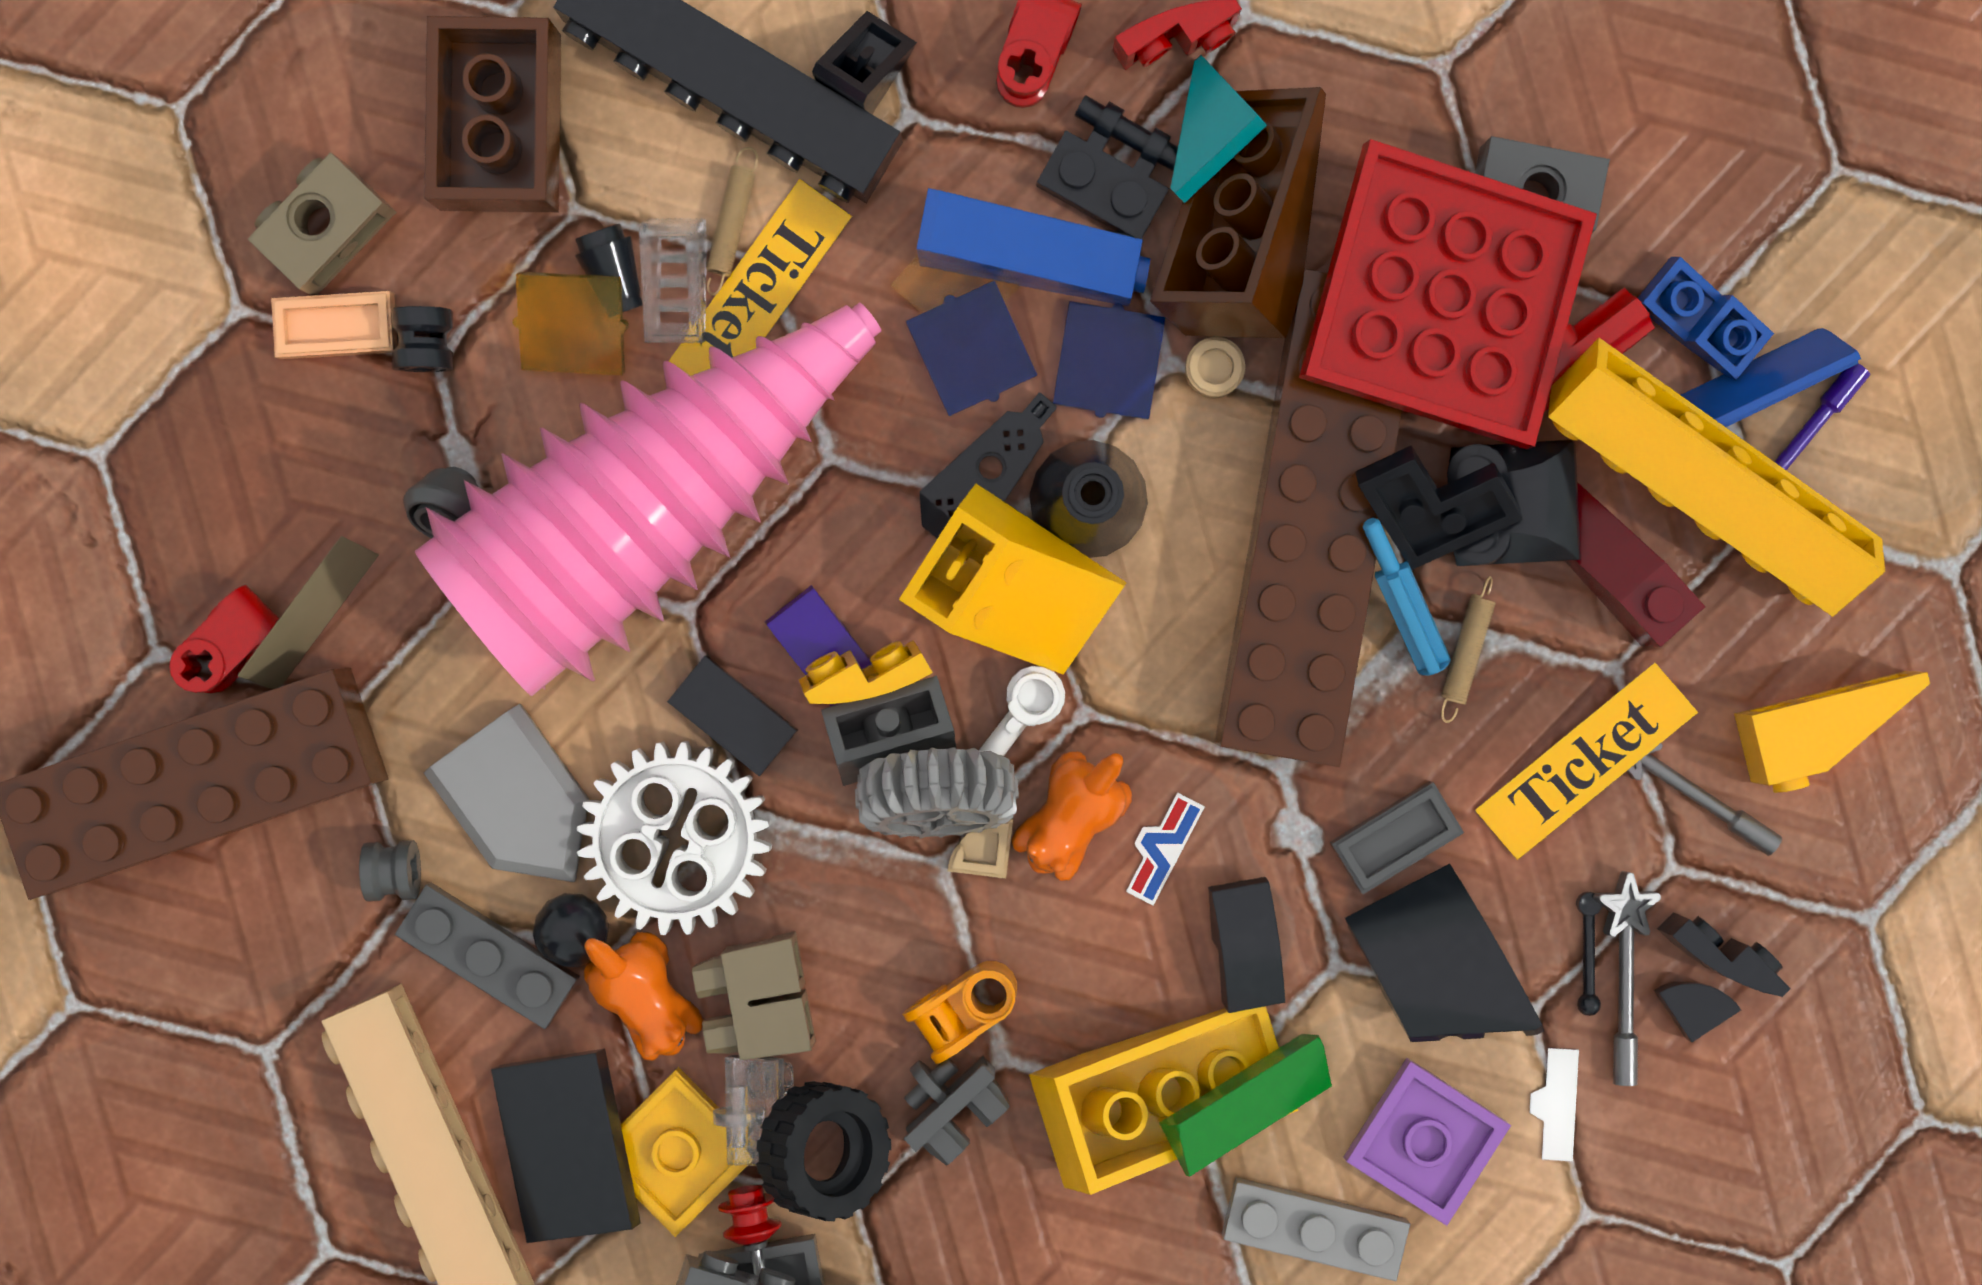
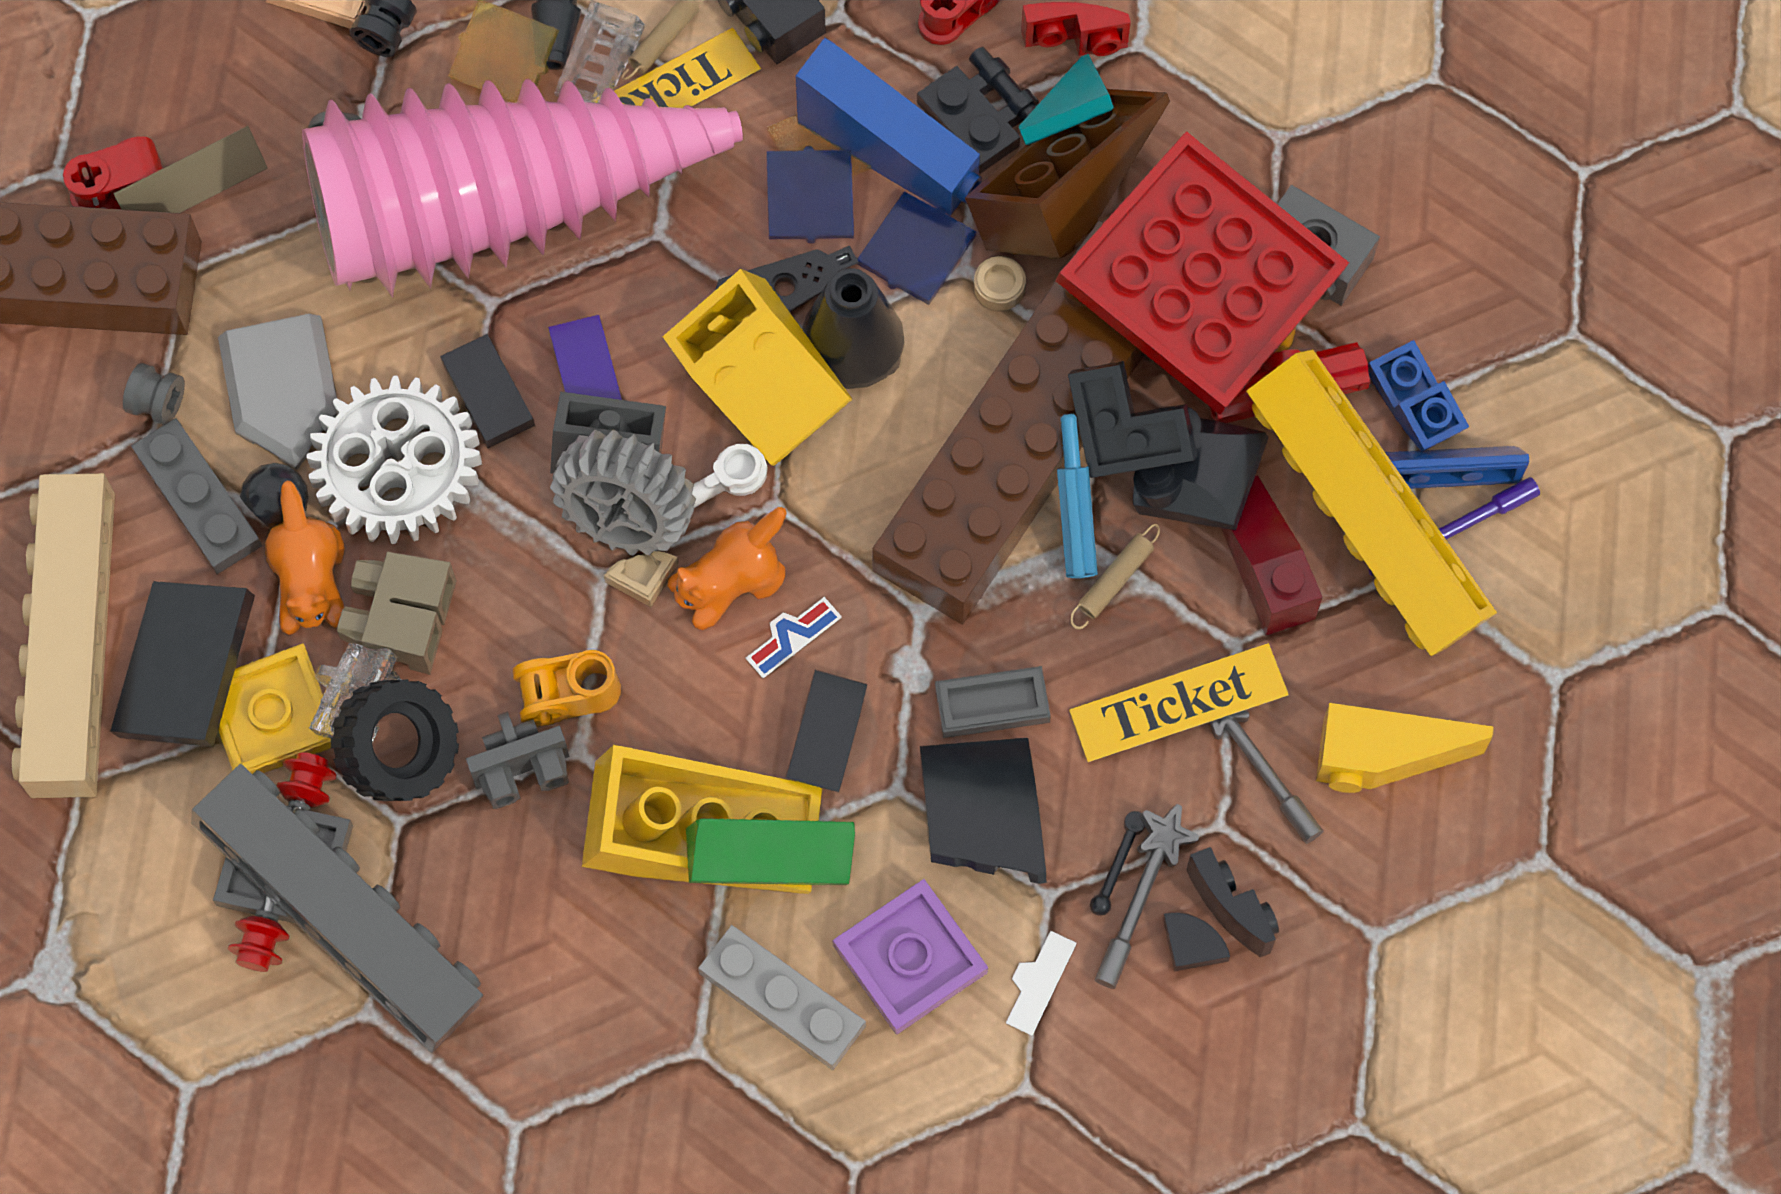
camera: 25 degrees right, 20 degrees down
(841, 679) = (586, 377): yellow slope -> none

